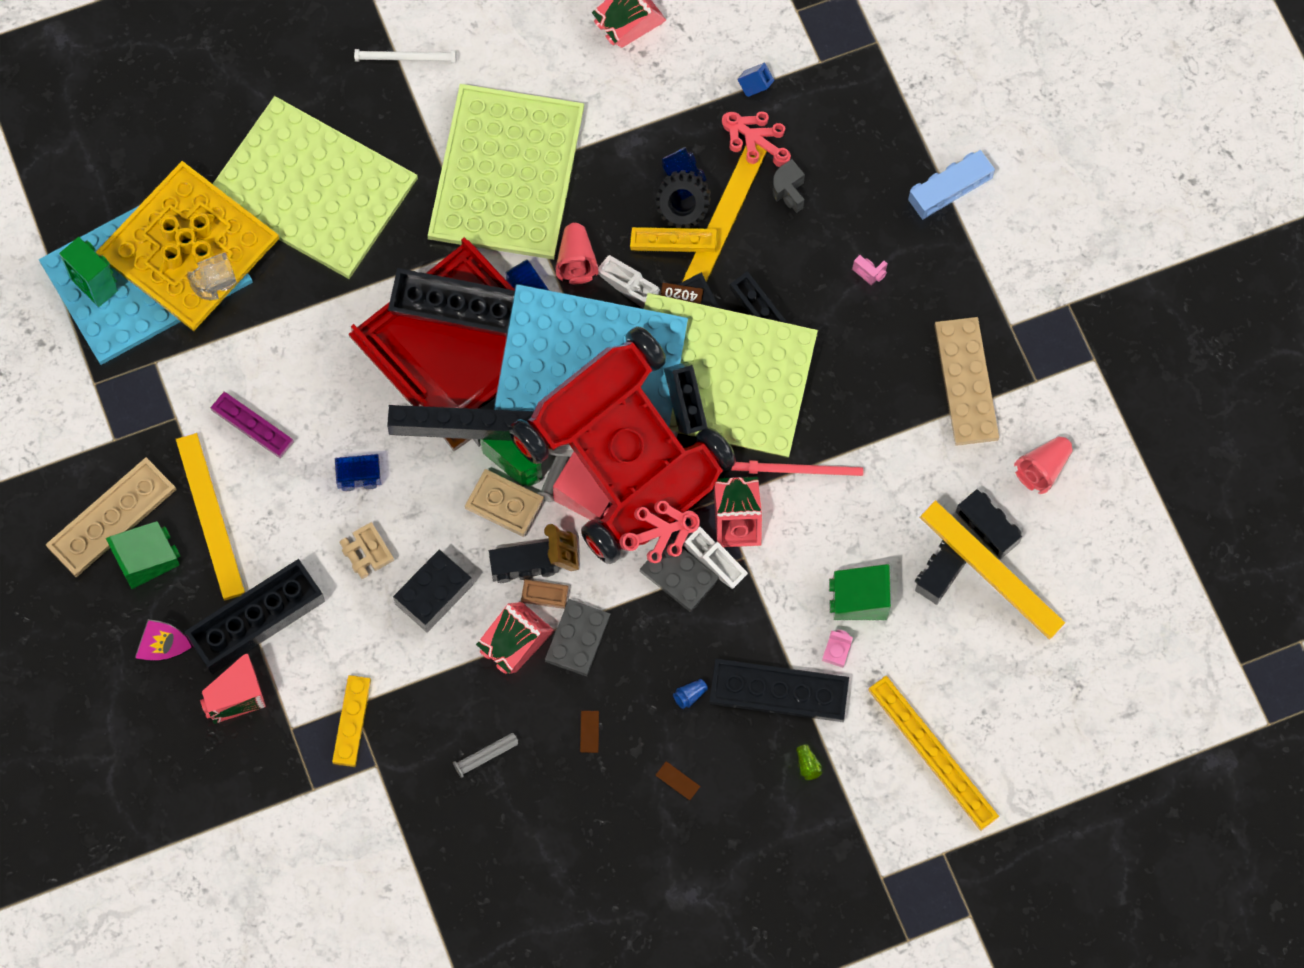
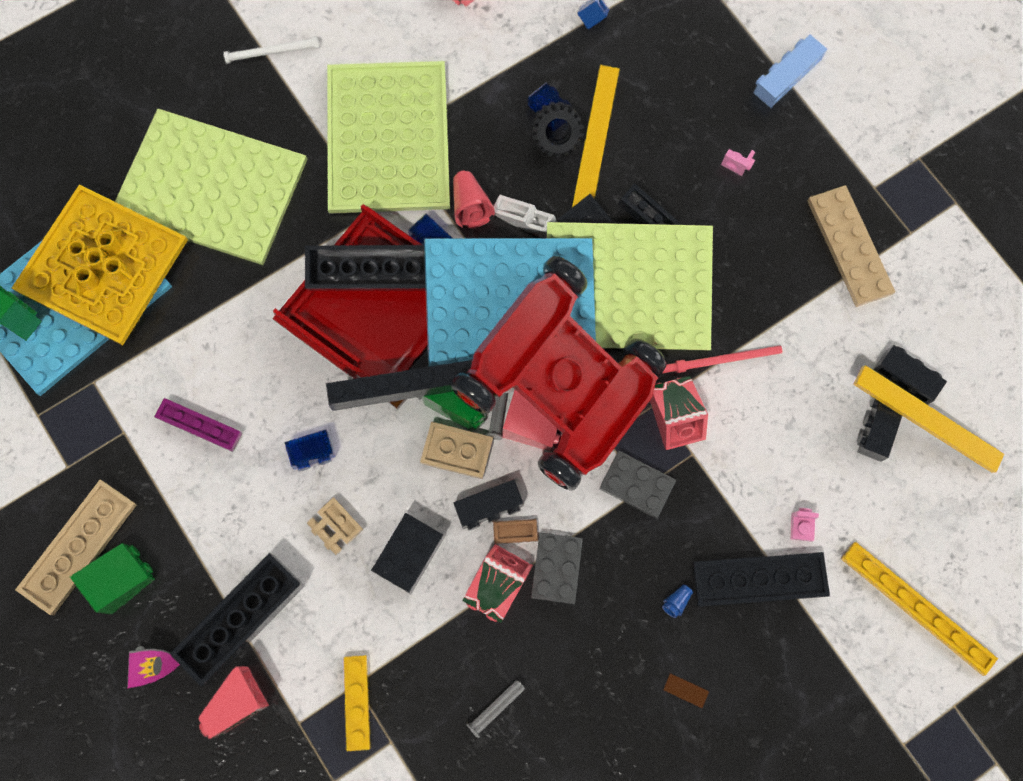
camera: 15 degrees left, 5 degrees up
(210, 516) = (176, 525): yellow tile -> none
(212, 276) = (127, 289): clear brick -> none
(562, 553) = (523, 491): pearl gold plate -> none
(589, 731) = (590, 660): reddish brown sticker -> none
(662, 531) = (616, 449): coral plant -> none
(673, 239) = (556, 168): yellow plate -> none
(682, 292) = (576, 216): reddish brown sticker -> none
(685, 398) = (608, 315): black brick -> none
(714, 557) = (666, 461): white slope -> none
(755, 135) = (585, 54): coral plant -> none
(785, 182) = (644, 99): dark grey brick -> none
(809, 765) = (807, 646): clear neon green cone -> none
(861, 593) = (815, 467): green slope -> none
(1043, 465) = (945, 310): coral cone -> none

